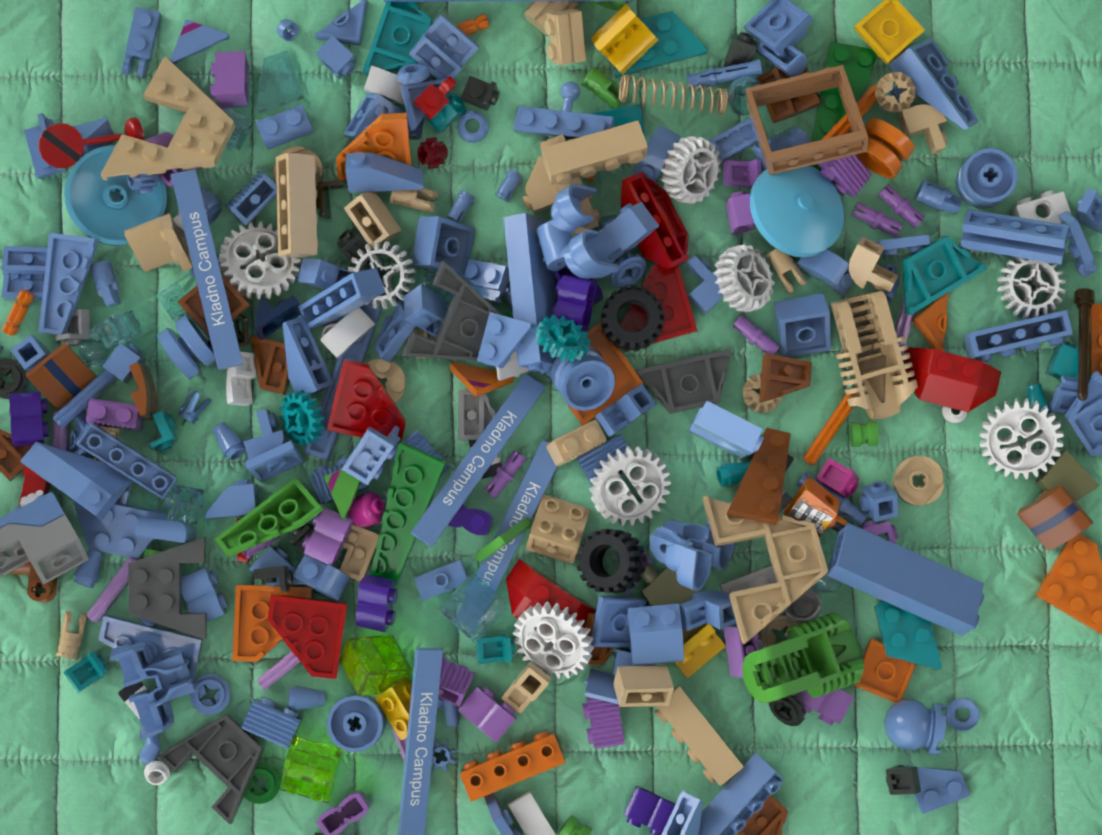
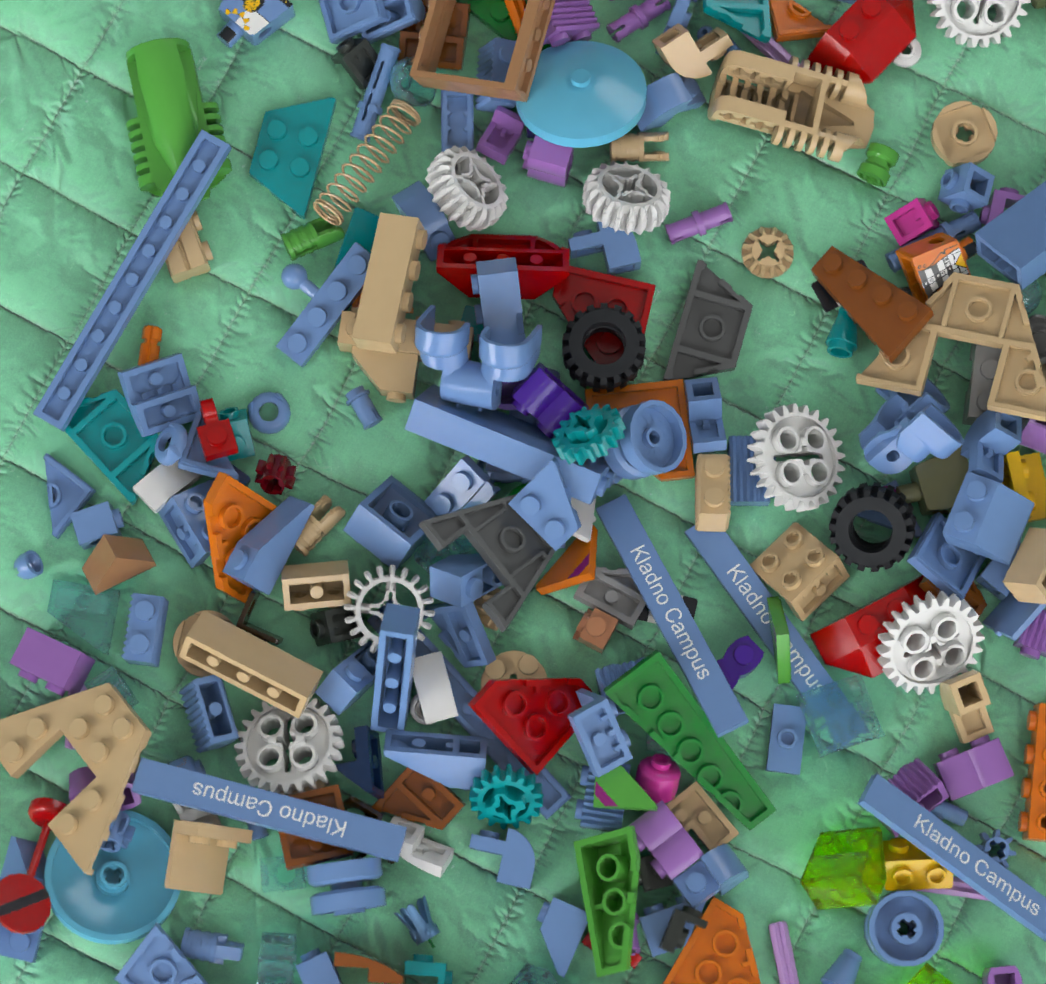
camera: 60 degrees left, 5 degrees down
(230, 443) = (486, 901): medium blue cone -> none
(275, 461) = (542, 856): medium blue tile -> none
(310, 631) = (766, 923): red plate -> none
(319, 83) = (116, 561): none -> medium nougat slope
(376, 603) = (775, 828): dark purple brick -> none
(444, 416) = (595, 629): none -> nougat brick
(461, 206) = (356, 476): medium blue pin -> none
(480, 93) = (235, 381): pearl dark grey bracket -> none
(495, 649) = (903, 718): teal bracket -> none
(505, 474) = (702, 596): medium lavender pin -> none
(565, 36) = (229, 245): tan brick -> none
(624, 39) = (268, 182): yellow bracket -> none
(636, 267) = (542, 313): medium blue gear -> none
(726, 430) = (795, 310): light blue arch -> none
(783, 376) = (762, 217): dark orange wing -> none
(803, 325) = (715, 164): medium blue slope -> none
(828, 431) = (852, 202): orange axle -> none

